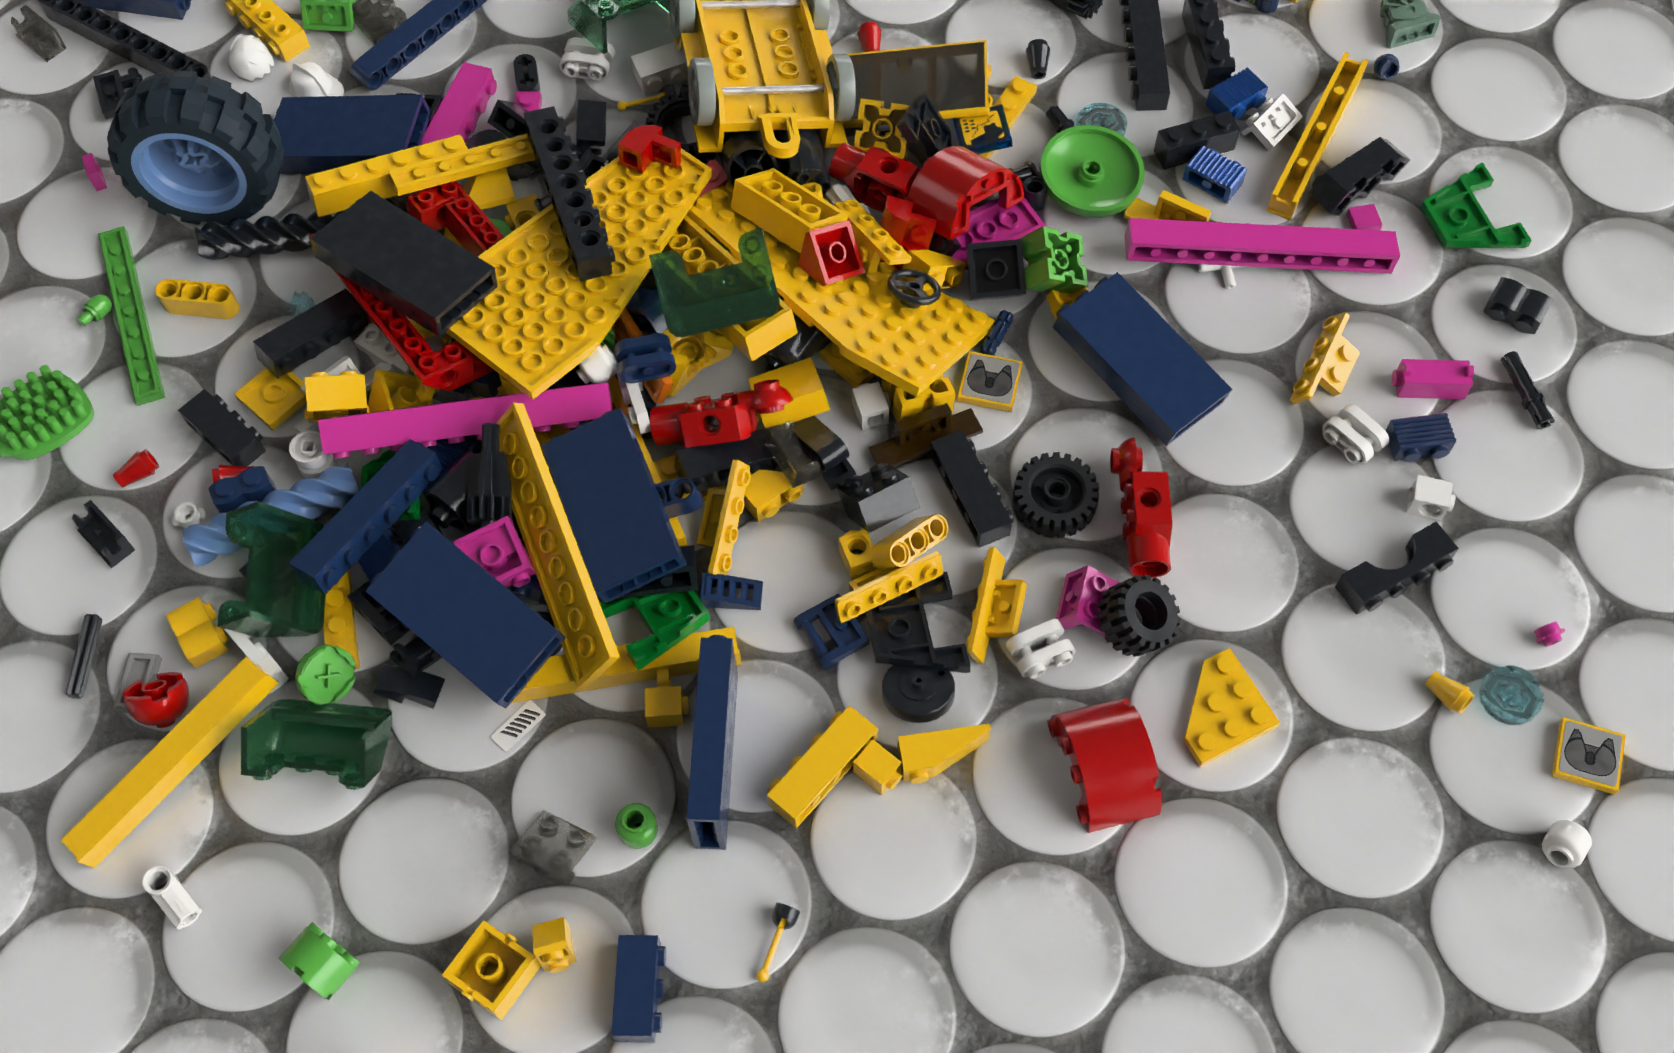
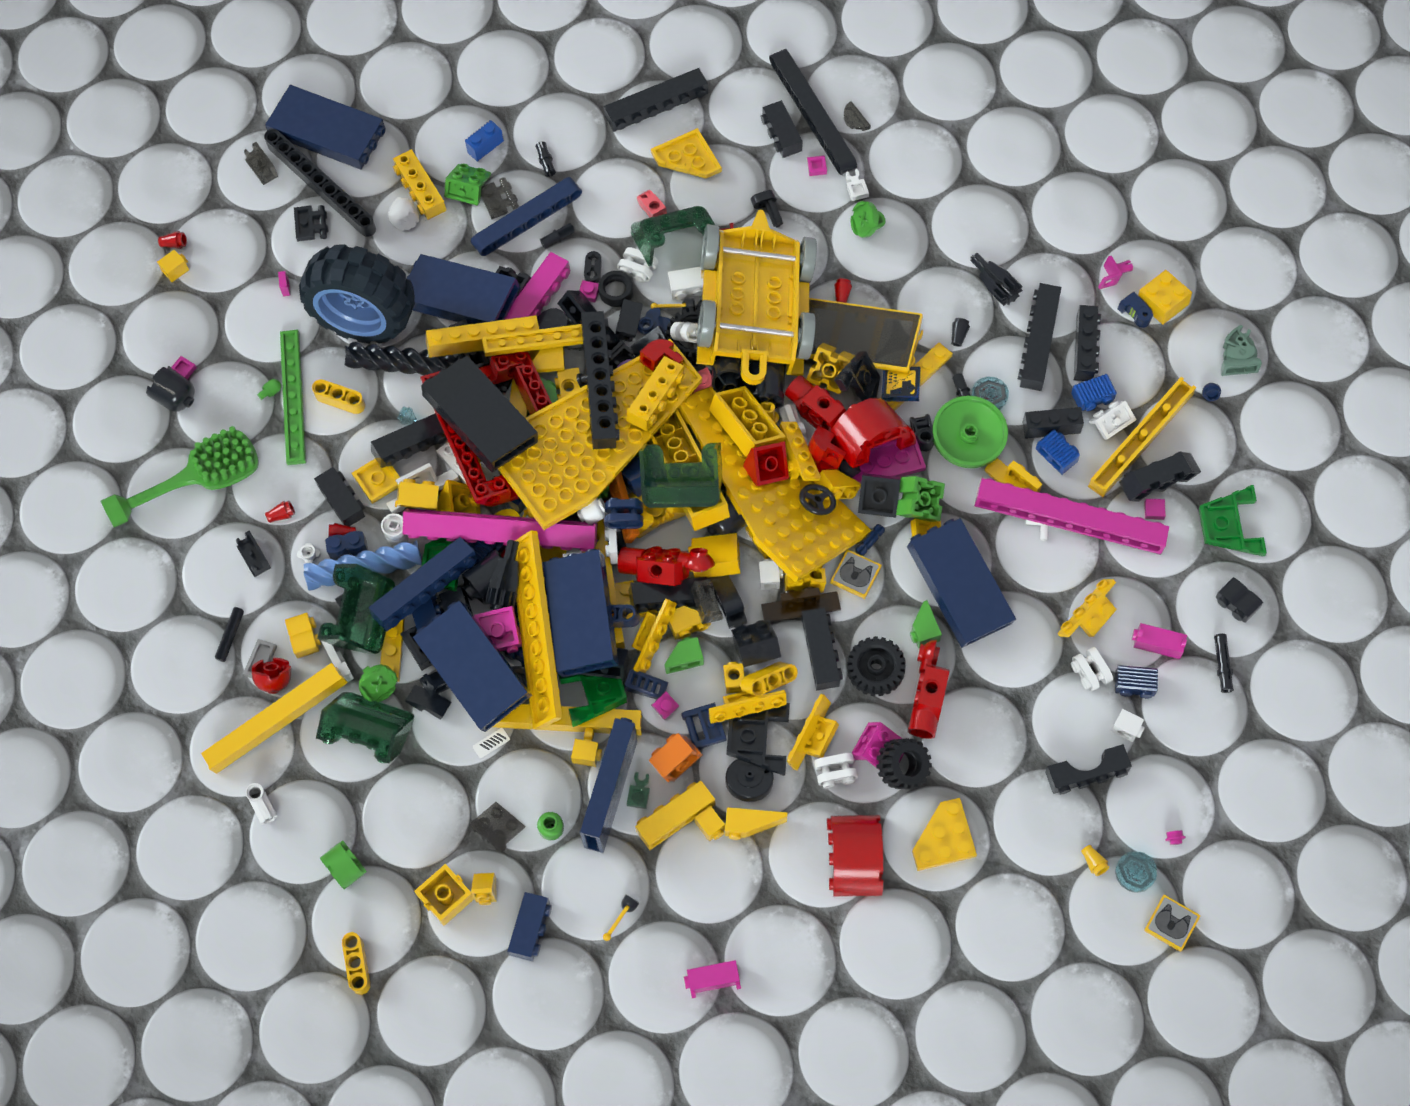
camera: 15 degrees right, 5 degrees up
(312, 81) = (444, 245): white piece -> none
(468, 46) = (557, 235): none -> black axle
(563, 78) = (612, 276): none -> black tyre
(620, 121) = (653, 320): none -> dark blue plate
(652, 195) = (655, 393): none -> yellow brick
(674, 120) = (684, 331): none -> white brick
(759, 749) = (639, 794): none -> clear green plate
(766, 614) = (665, 705): none -> dark pink plate
(779, 538) = (685, 656): none -> bright green slope
(802, 679) = (675, 757): none -> orange brick
(943, 999) = (712, 977): none -> dark pink brick
(1108, 427) = (925, 626): none -> bright green slope
(1566, 844) = (1134, 976): white head -> none

